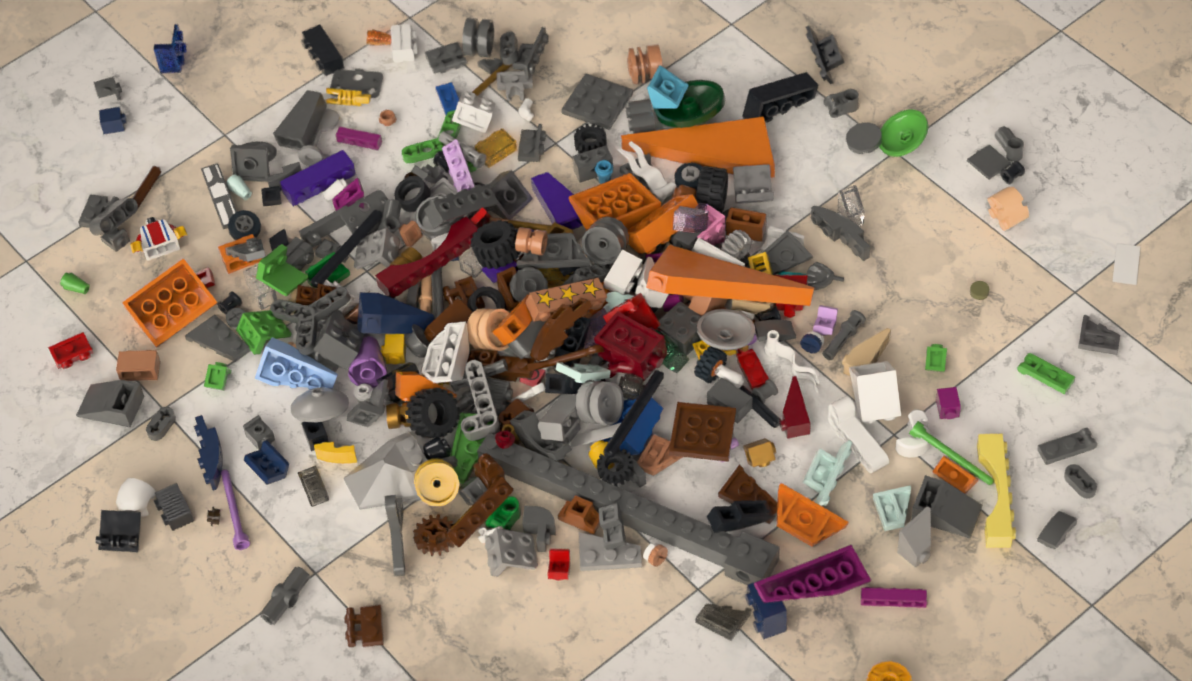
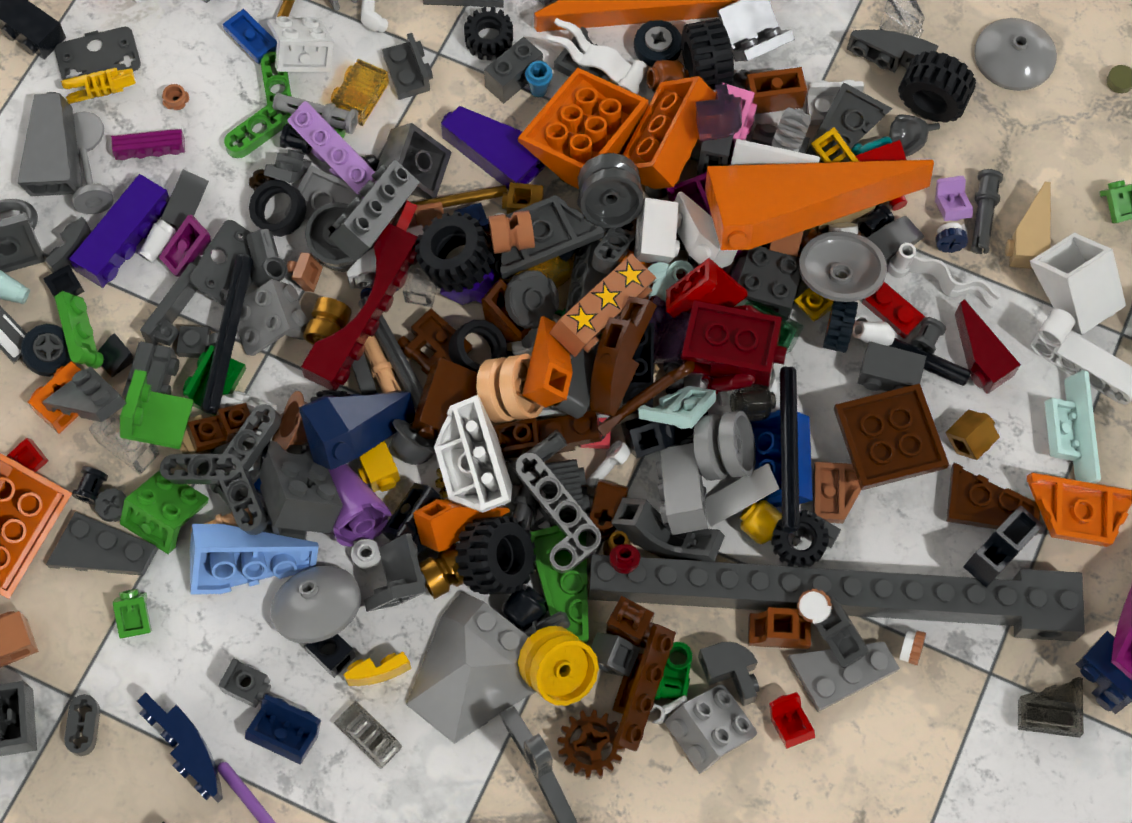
camera: 30 degrees left, 15 degrees up
(266, 221) = (78, 330): none -> bright green plate
(364, 171) = (184, 198): none -> dark grey slope
(602, 503) = (814, 606): none -> white piece
(847, 252) = (937, 86): none -> black tyre
(918, 255) = (1011, 64): none -> light grey dish

